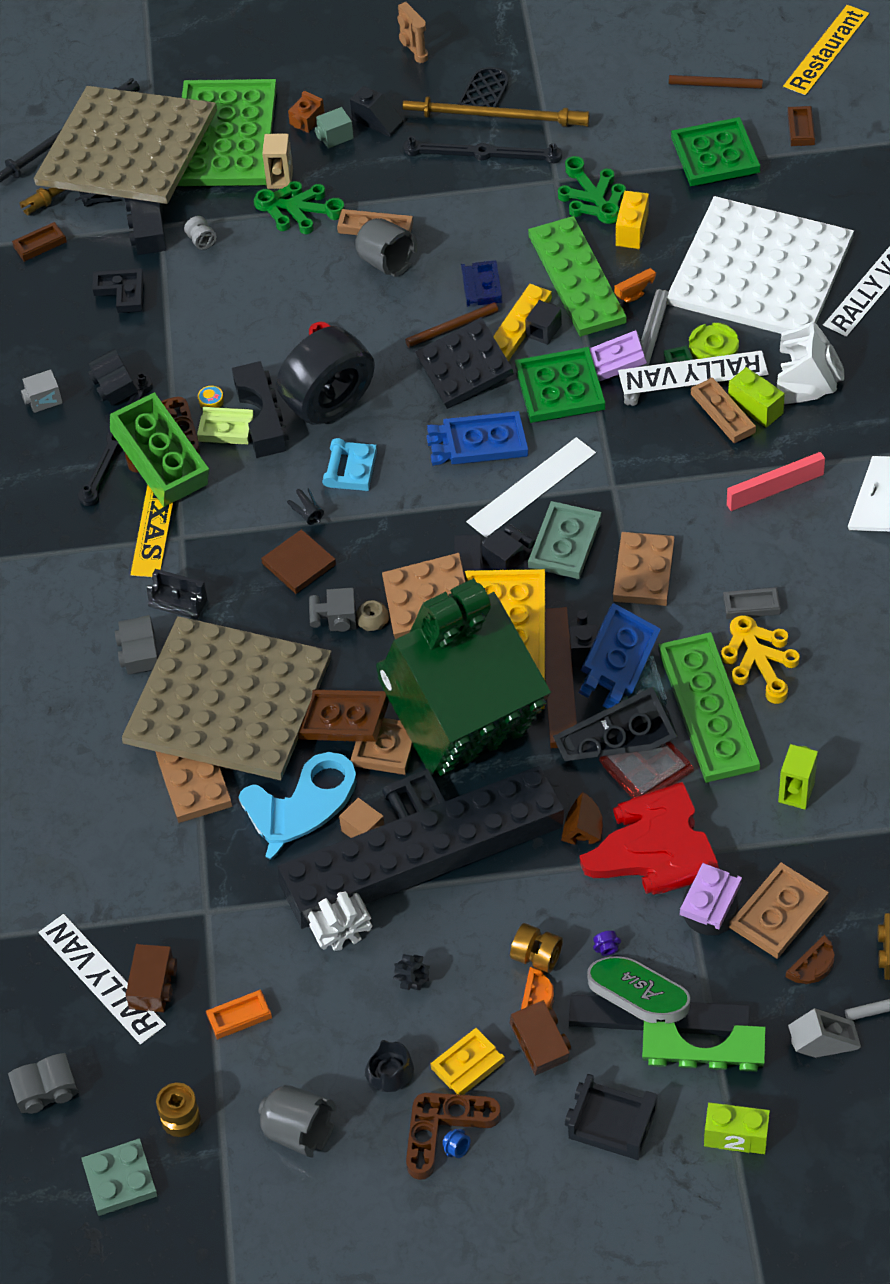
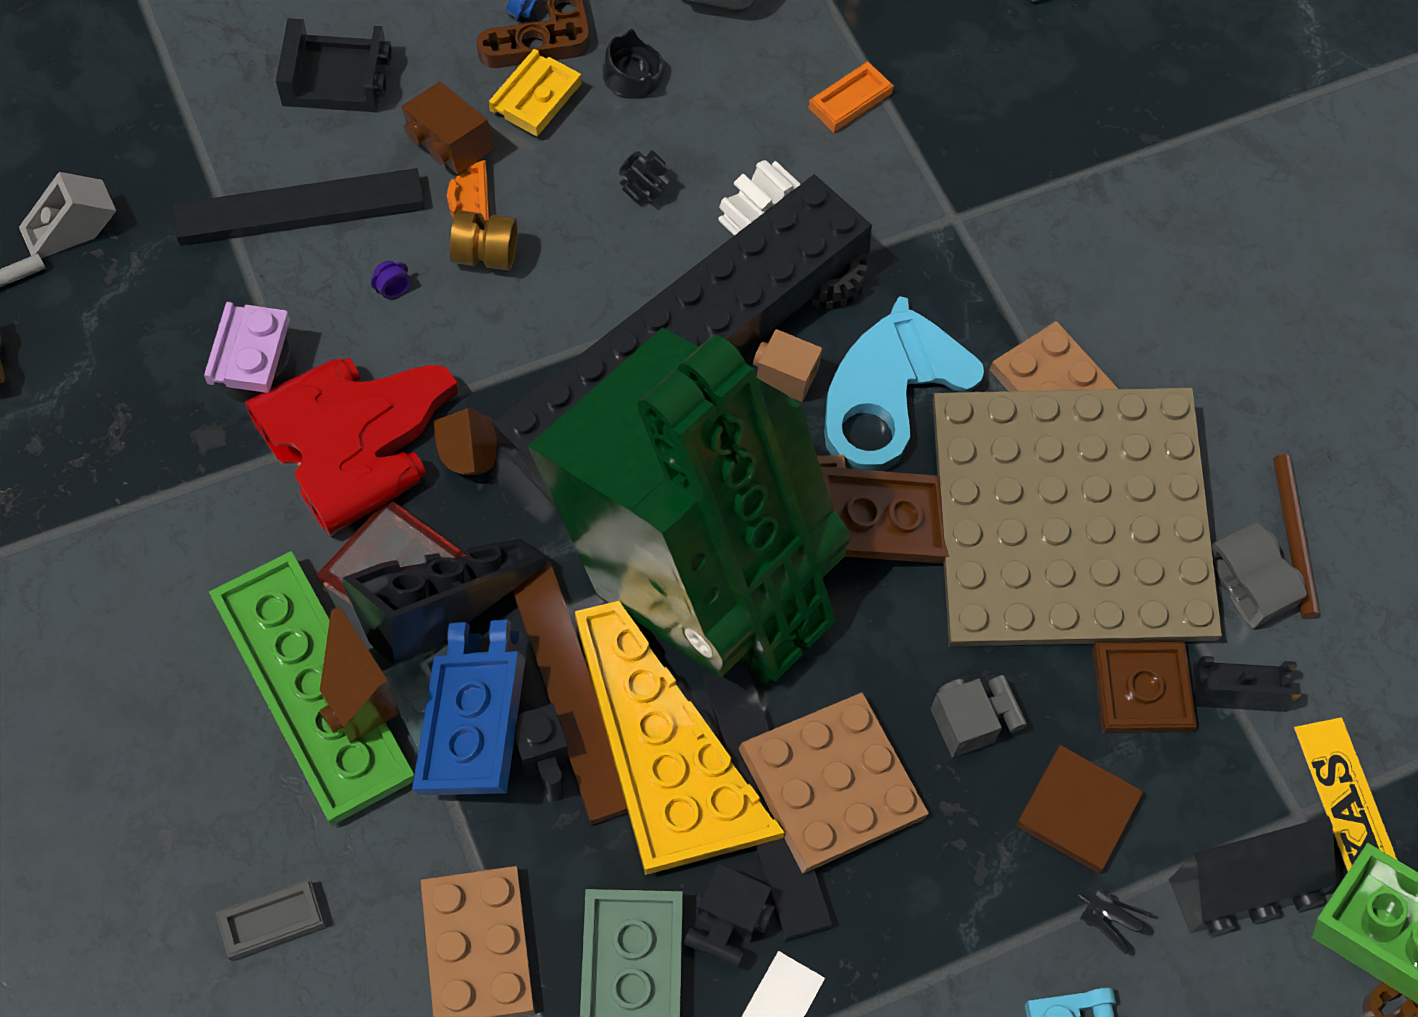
camera: 155 degrees right, 10 degrees up
(98, 669) = (1295, 532): none -> reddish brown bar
(99, 977) = (1049, 109): white sticker -> none
(150, 978) = (981, 102): reddish brown brick -> none
(226, 505) = (1256, 877): none -> black slope
(233, 607) = (1143, 687): none -> reddish brown tile
(379, 615) = (911, 743): dark tan plate -> none
(638, 989) = (327, 204): green tile -> none
(680, 676) = (352, 683): none -> reddish brown slope
(736, 1128) = (169, 78): lime brick -> none
(741, 1048) = (183, 169): bright green arch -> none
(759, 654) = (243, 810): yellow plant -> none
(779, 910) = (149, 377): medium nougat plate -> none
(797, 776) = (139, 565): lime brick -> none
(814, 963) = (93, 321): reddish brown tile -> none

